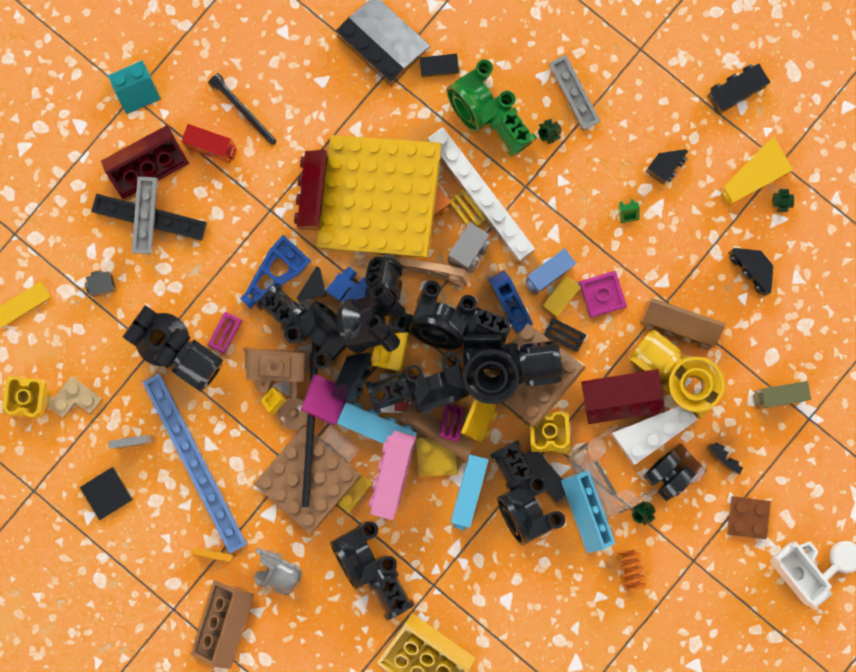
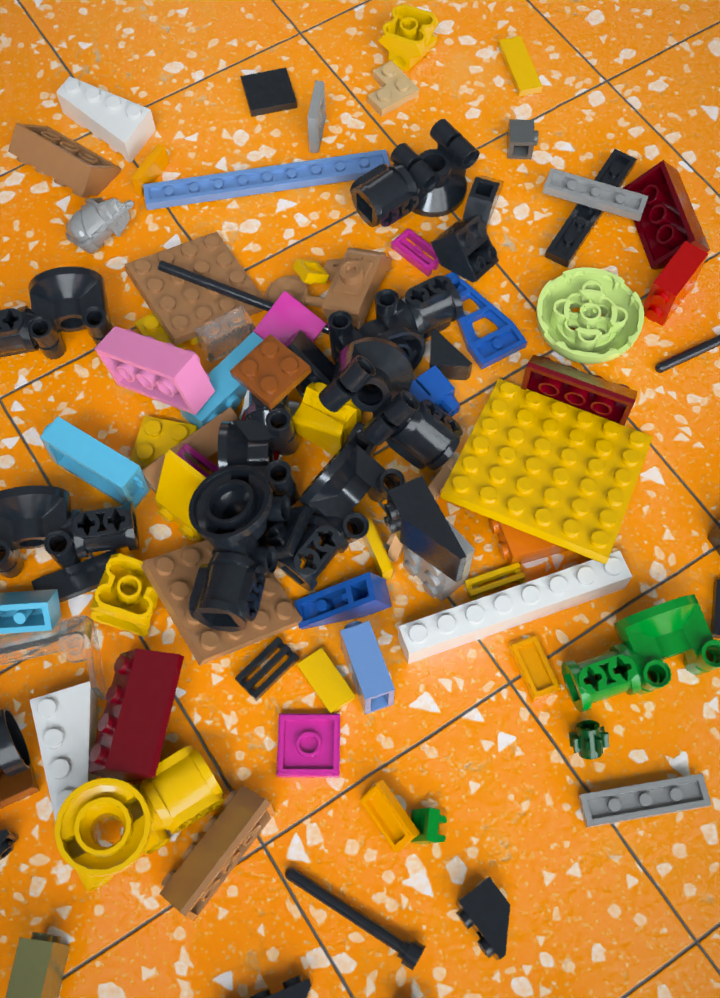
camera: 105 degrees right, 20 degrees down
(172, 296) = (483, 198): none -> black slope
(173, 608) = (109, 117): none -> white wedge
(220, 296) = (466, 249): none -> black slope
(251, 173) = (595, 294): none -> yellowish green brick
(382, 389) = (270, 371): none -> dark orange plate
(470, 256) = (423, 527): none -> black slope
(473, 287) = (378, 553): none -> yellow tile
(513, 174) = (534, 668): none -> light orange tile
(630, 234) = (389, 816): none -> light orange tile
(697, 204) = (407, 950): none -> black piece

